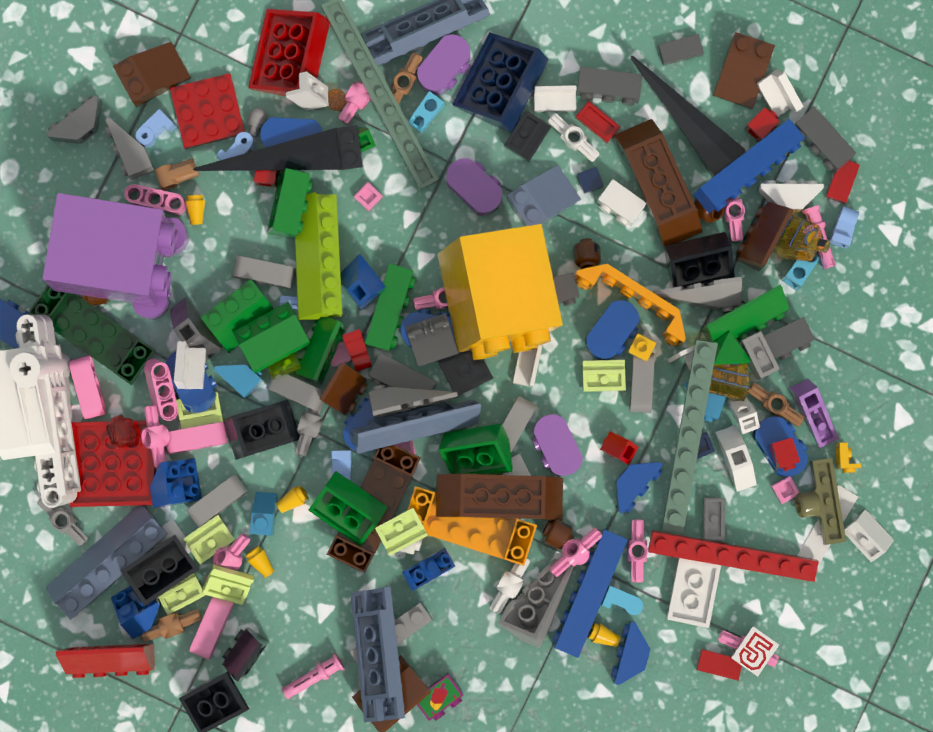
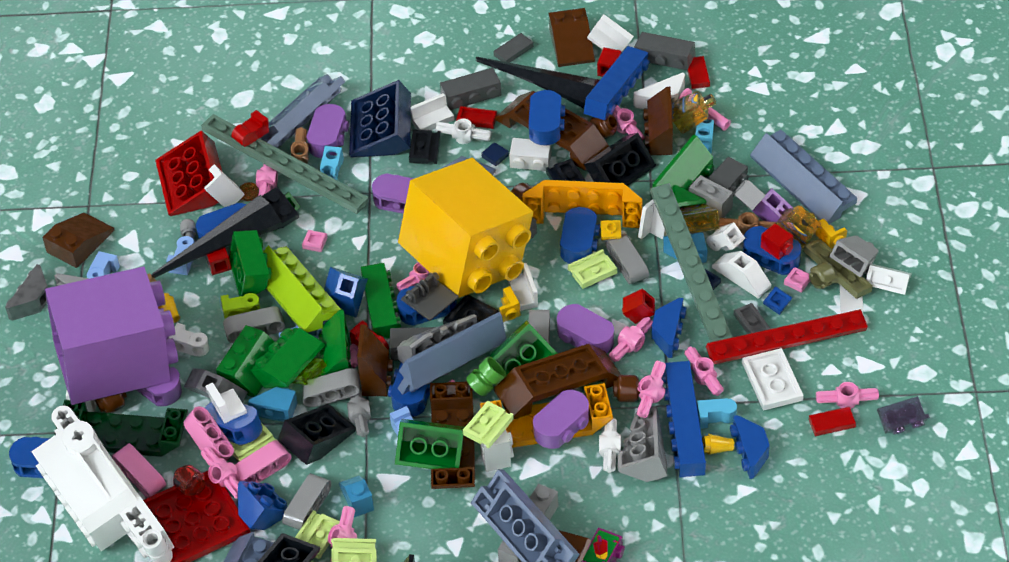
camera: 25 degrees left, 35 degrees down
(200, 265) = (190, 342): none -> white leg
(207, 111) = (141, 242): red plate -> none
(258, 559) = (373, 529): yellow cone -> none
(267, 246) = (239, 305): none -> lime leg
(294, 498) = (376, 470): yellow cone -> none
(362, 41) = (251, 129): none -> red leg
(428, 569) = (528, 464): blue slope -> none
(433, 464) = (489, 373): none -> bright green wheel
(477, 543) = (561, 419): none -> medium lavender brick
(506, 374) = (511, 305): none -> yellow bracket
(593, 478) = (631, 339): none -> bright pink axle
(640, 251) = (565, 172): none -> black plate
(652, 182) = (545, 117): none -> blue brick
(718, 295) = (642, 171): light grey wedge -> none
(751, 506) = (777, 300): none -> blue tile
(755, 651) = (853, 388): white sticker -> none
(783, 698) = (902, 415): none -> bracket
(793, 379) = (749, 194): none -> light grey panel
(819, 445) = (799, 223): none -> clear yellow torso
(844, 227) = (721, 95): light blue leg -> none
(852, 501) = (854, 254): none -> light grey torso
(863, 373) = (803, 176): none -> sand blue slope

